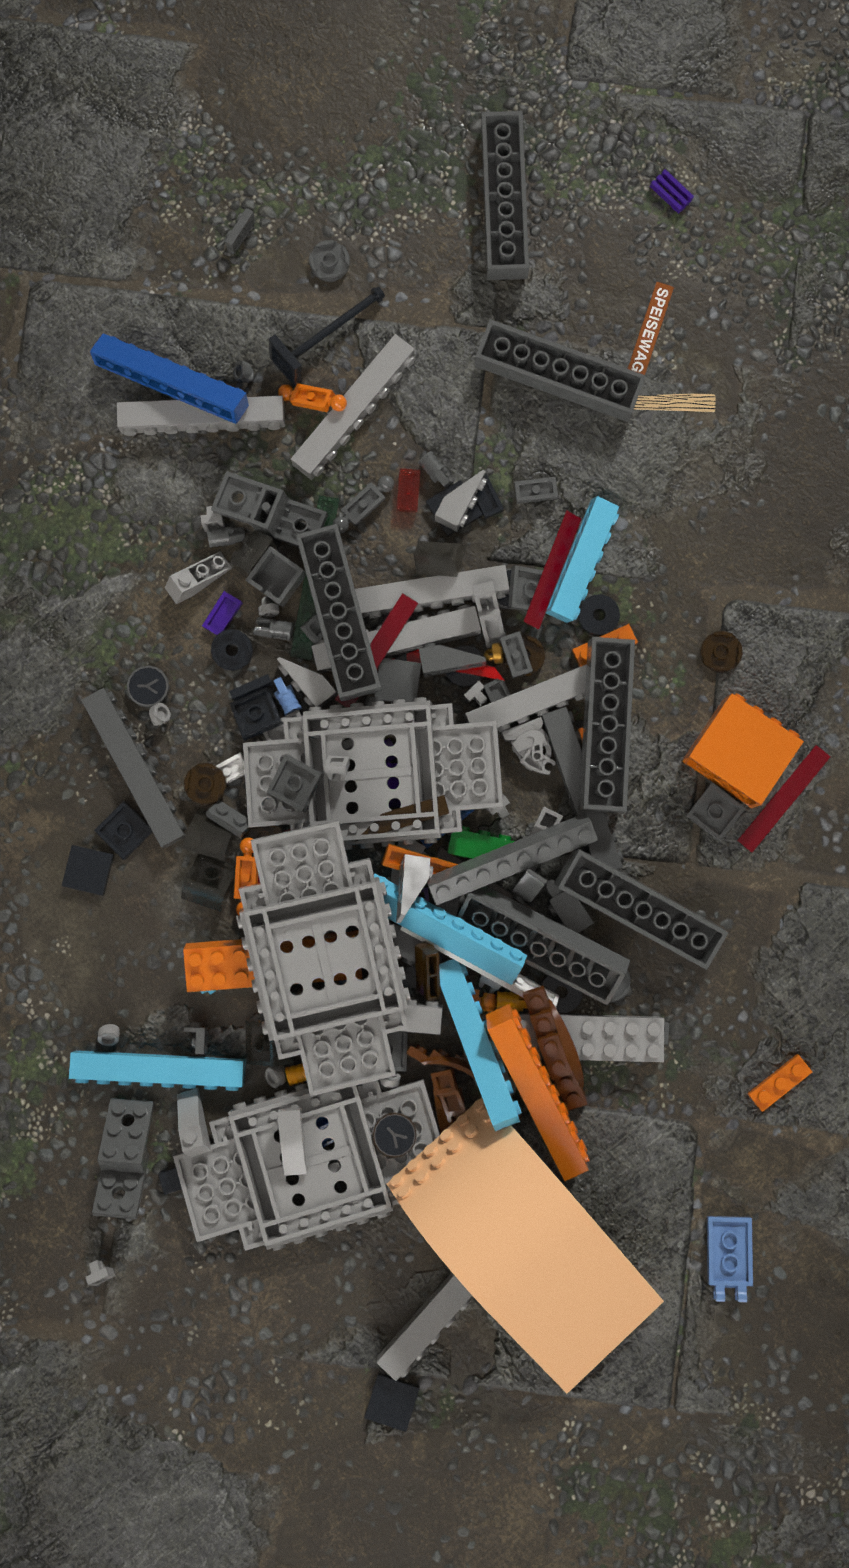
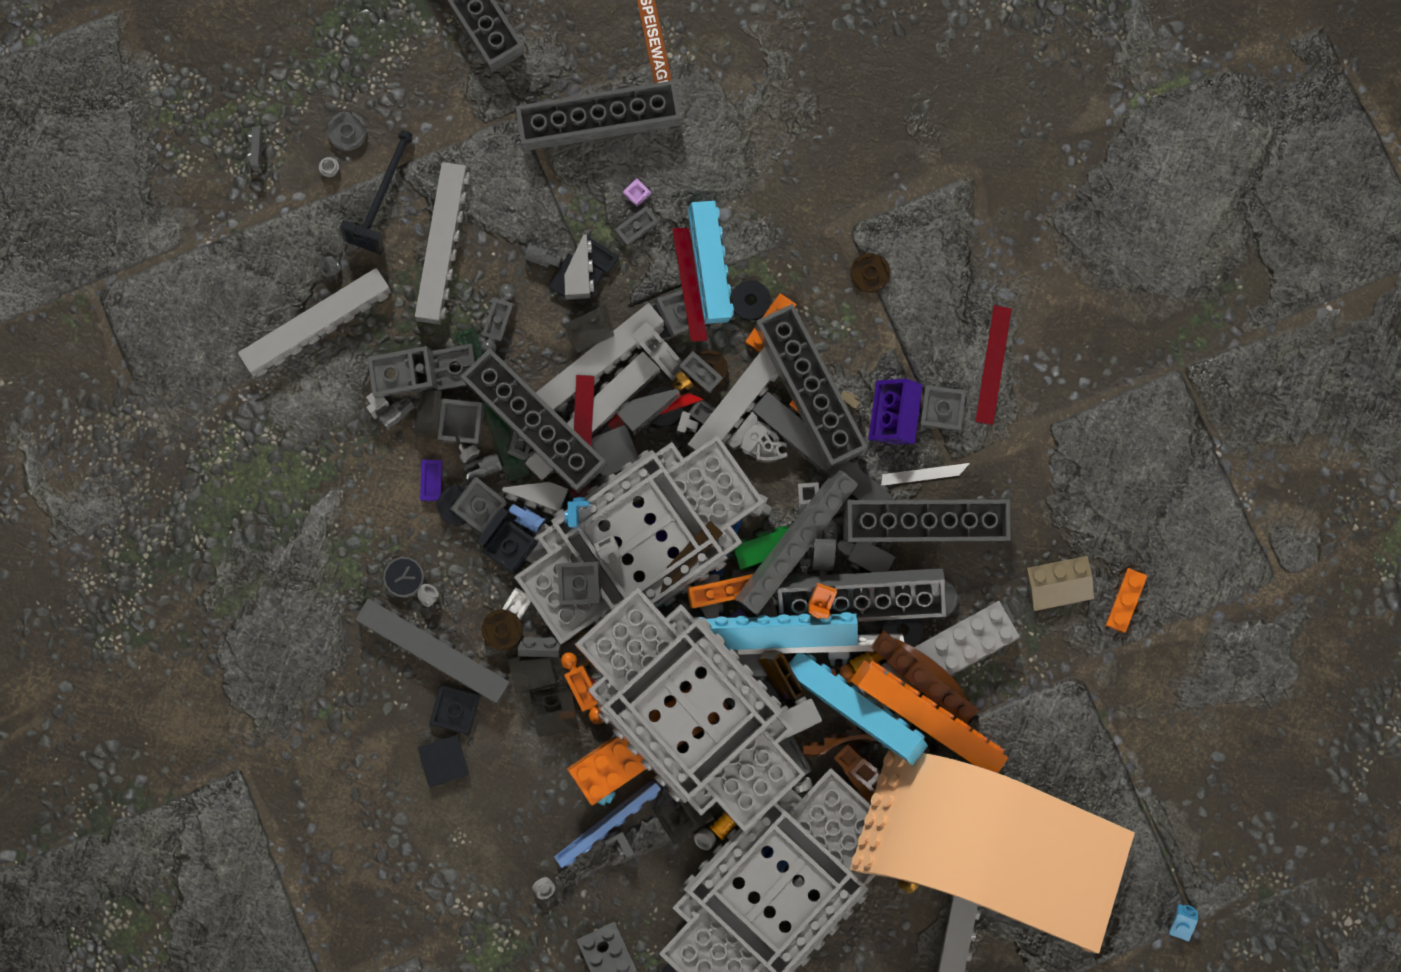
camera: 30 degrees left, 5 degrees down
(157, 1069) = (602, 891): medium azure brick -> none
(170, 378) = (271, 306): blue brick -> none
(190, 1012) = (601, 828): none -> medium blue plate
(192, 1124) = (659, 916): light grey slope -> none
(196, 577) = (391, 461): light grey slope -> none
(249, 660) = (478, 505): none -> dark grey tile
(292, 1141) = (752, 878): light grey slope -> none
(294, 283) = (328, 167): none -> light grey plate
(312, 397) = (402, 254): orange plate -> none
(323, 718) = (572, 514): none -> dark azure bracket
(394, 1134) = (833, 825): black tile -> none
(408, 490) = (529, 286): clear red plate -> none
(412, 879) = (724, 602): light grey slope -> none
(501, 928) = (821, 601): none -> orange bracket
(553, 460) = (636, 192): none -> lavender tile
(635, 757) = (850, 400): none -> dark tan plate
(661, 1407) = (1184, 922): none -> dark azure bracket
(662, 861) = (923, 474): none -> white sticker
(670, 790) = (895, 411): none -> dark purple slope
(677, 402) = (712, 85): tan sticker -> none
(728, 1033) = (1060, 583): none -> dark tan slope
(729, 1255) = (1167, 765): medium blue tile -> none
(743, 750) = (935, 343): orange brick -> none

